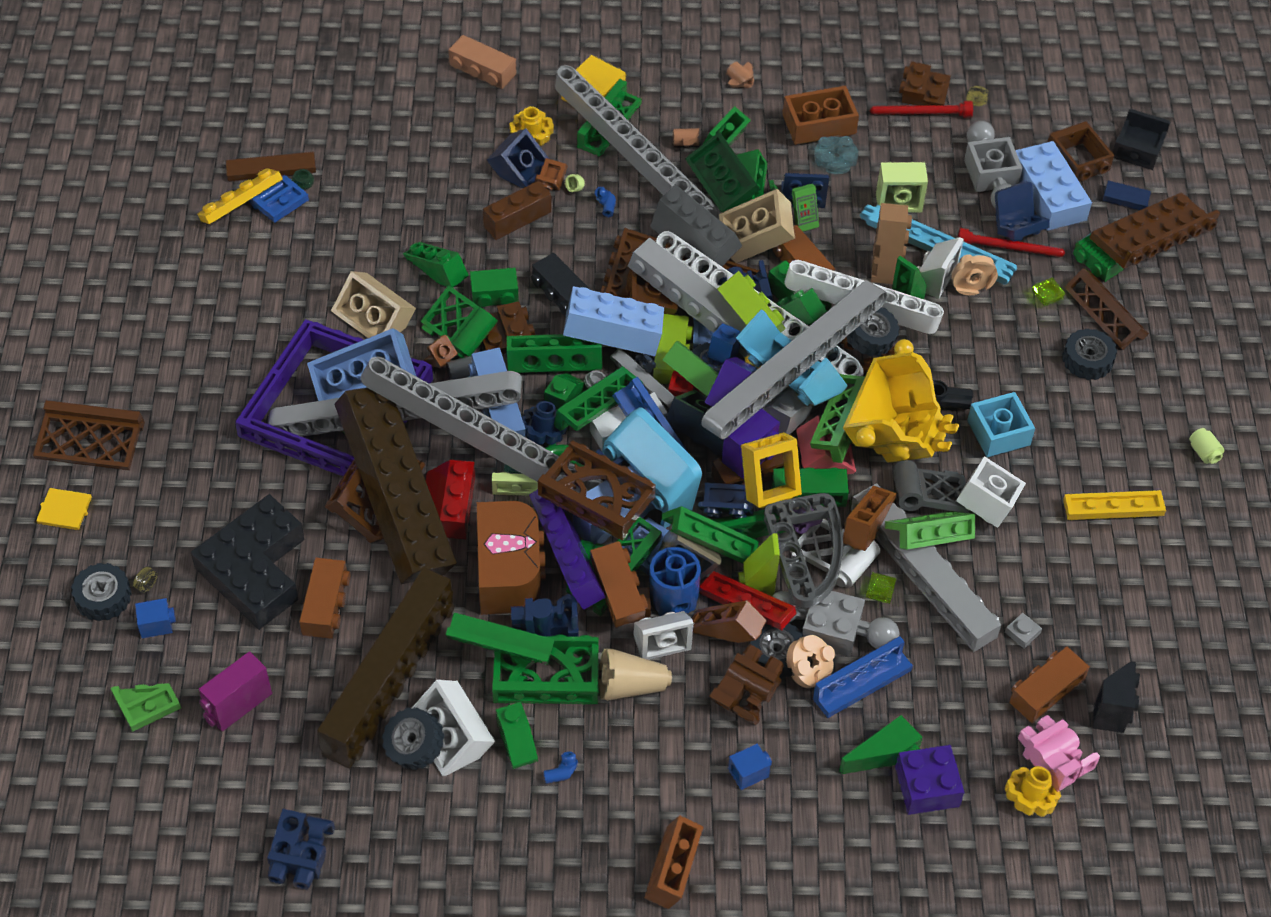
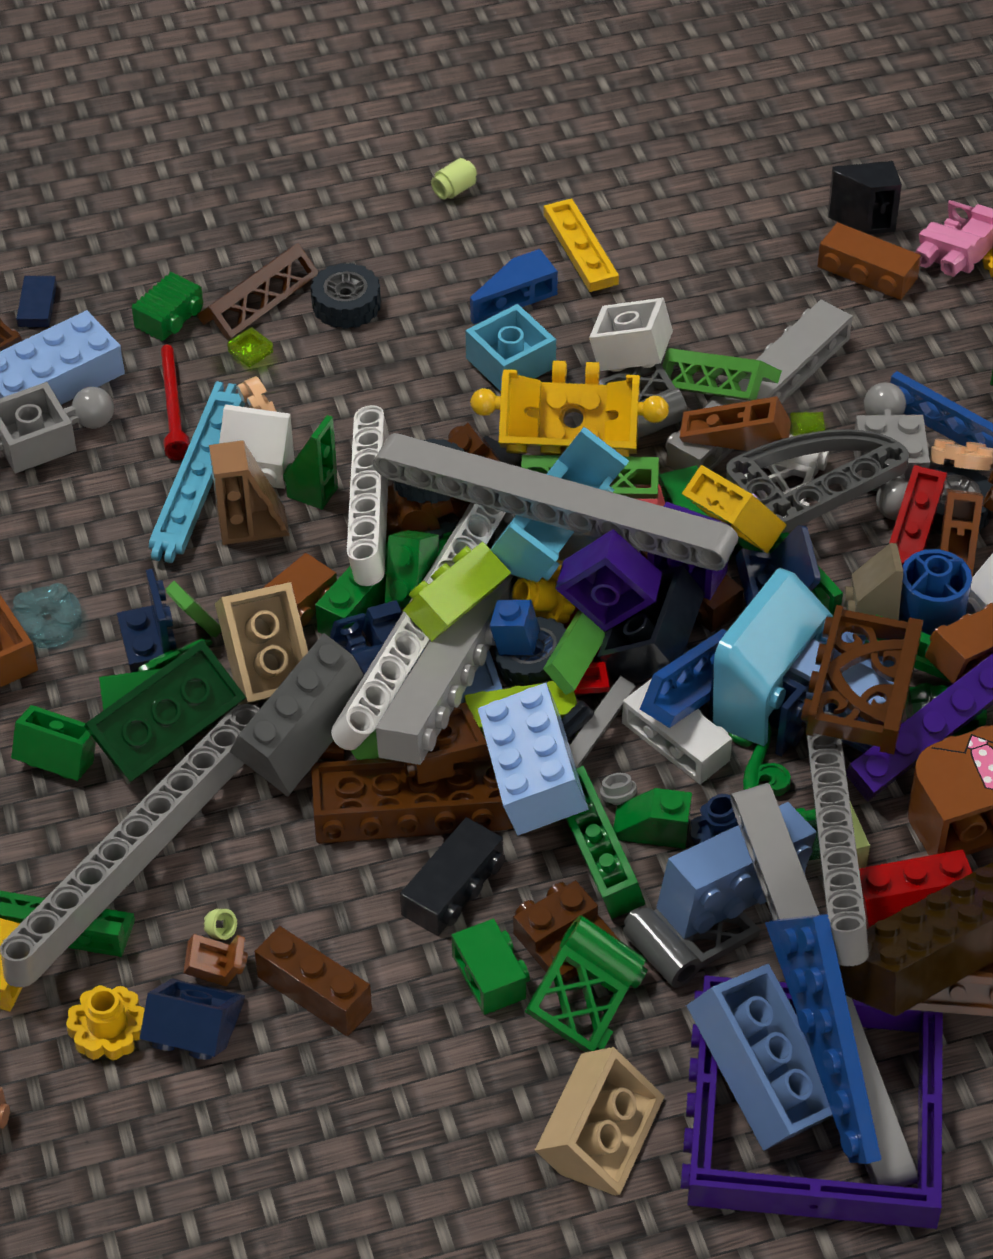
camera: 105 degrees left, 5 degrees down
(345, 376) = (818, 994): none -> blue wing
(438, 263) = (465, 1066): green slope -> none
(440, 352) = (661, 991): dark orange bracket -> none
(586, 402) = (661, 767): green fence -> none
(607, 199) = (240, 873): blue arm -> none
(686, 137) = (66, 804): nougat piece -> none
(710, 534) = (854, 564): green fence -> none
(762, 566) = (865, 512): lime slope -> none
(902, 184) = (114, 511): yellowish green brick -> none
(952, 396) = (485, 425): black piece -> none
(1016, 212) = (133, 380): dark blue bracket -> none
(1023, 630) = (799, 297): light grey plate -> none
(1075, 451) = (519, 282): none -> blue slope
(1153, 230) = (112, 252): reddish brown bracket -> none

